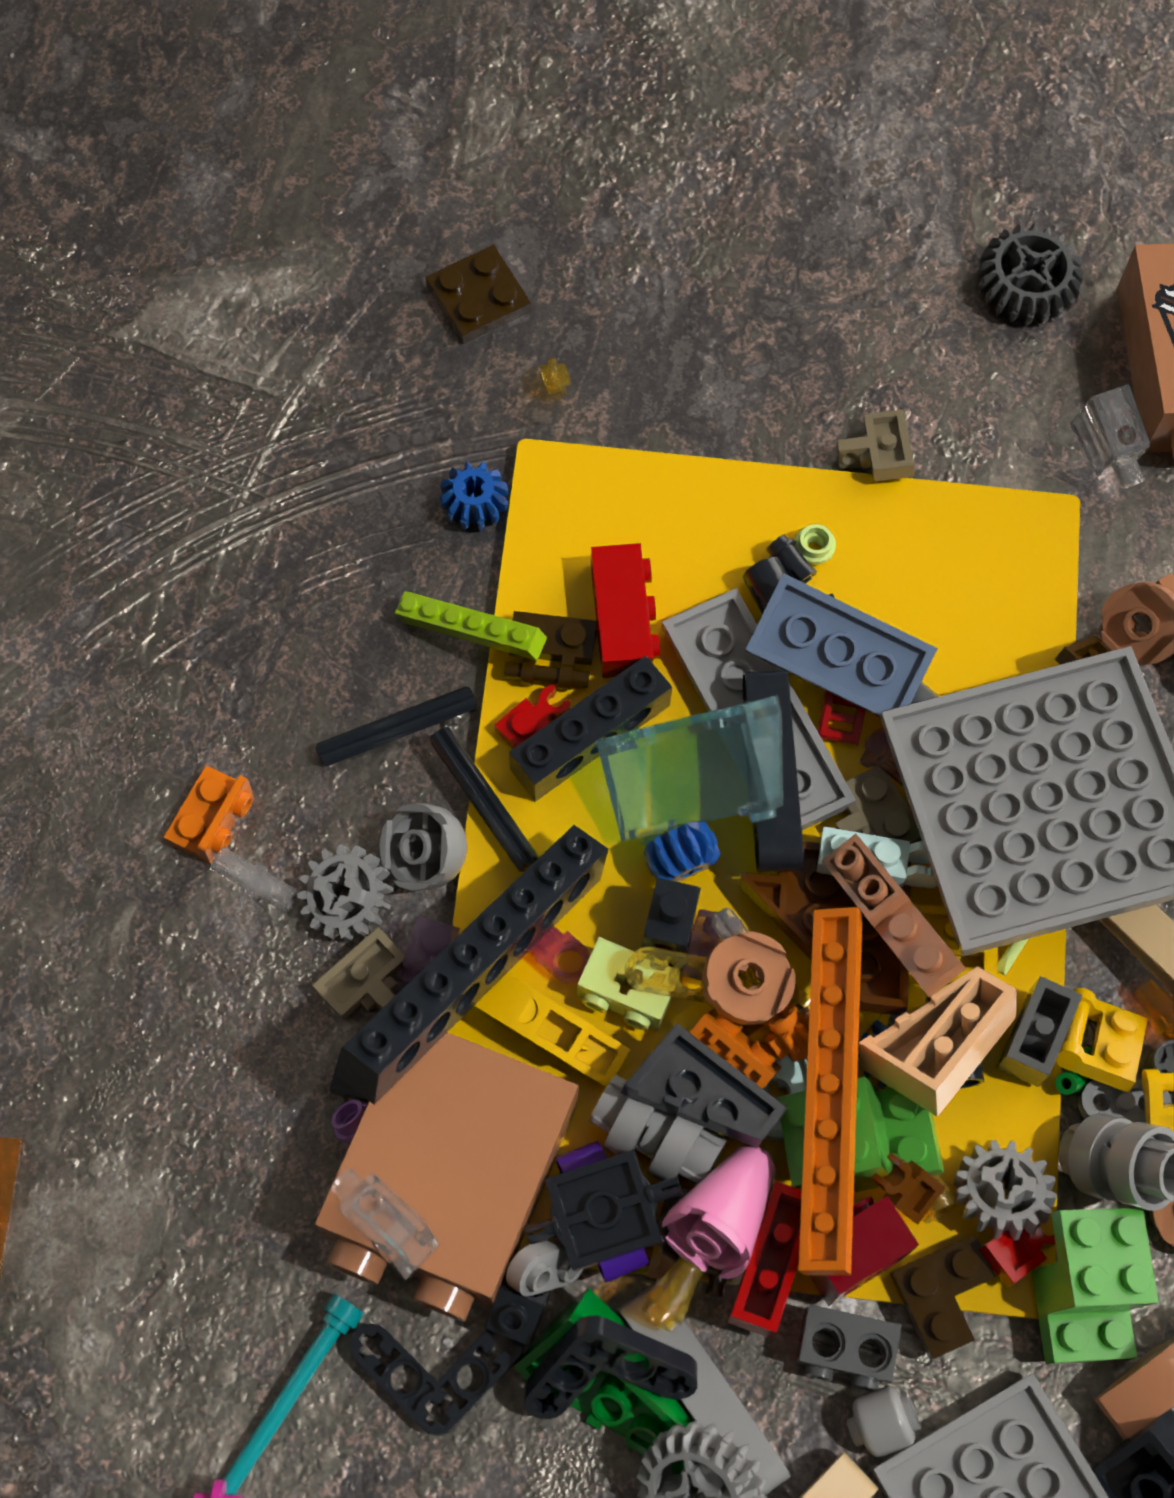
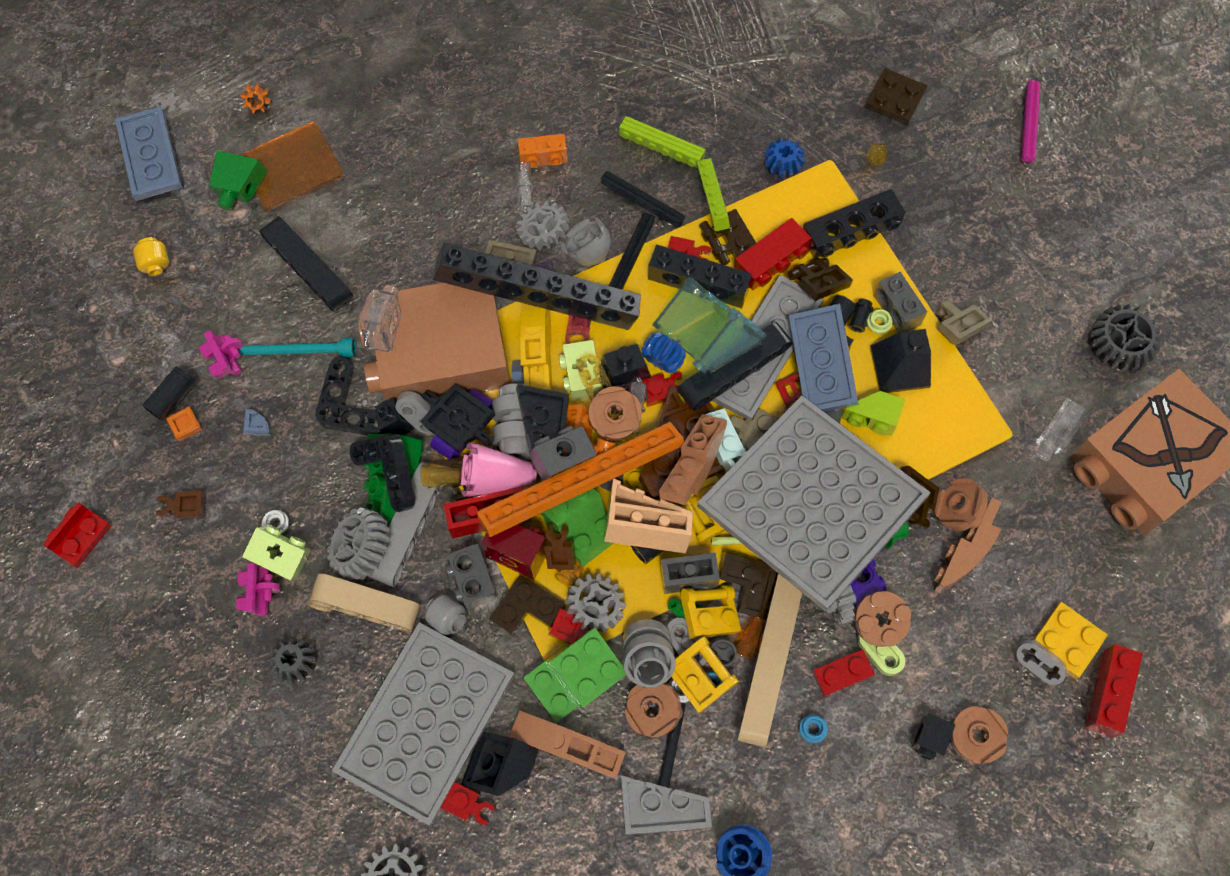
camera: 60 degrees right, 0 degrees up
(146, 1294) = (306, 263): none -> black beam
(322, 640) = (661, 142): none -> lime piece
(587, 1089) = (517, 372): none -> sand blue tile
(640, 163) = (1030, 121): none -> dark pink axle
(652, 420) = (883, 205): none -> black brick
(717, 570) = (819, 279): none -> dark brown plate
(724, 891) = (658, 387): none -> red plate
(787, 1068) = (550, 463): none -> dark grey brick
(810, 498) = (900, 302): none -> dark grey brick
(895, 556) = (902, 361): none -> black slope
(957, 631) = (876, 412): none -> lime slope
(1092, 953) = (756, 581): none -> dark brown plate

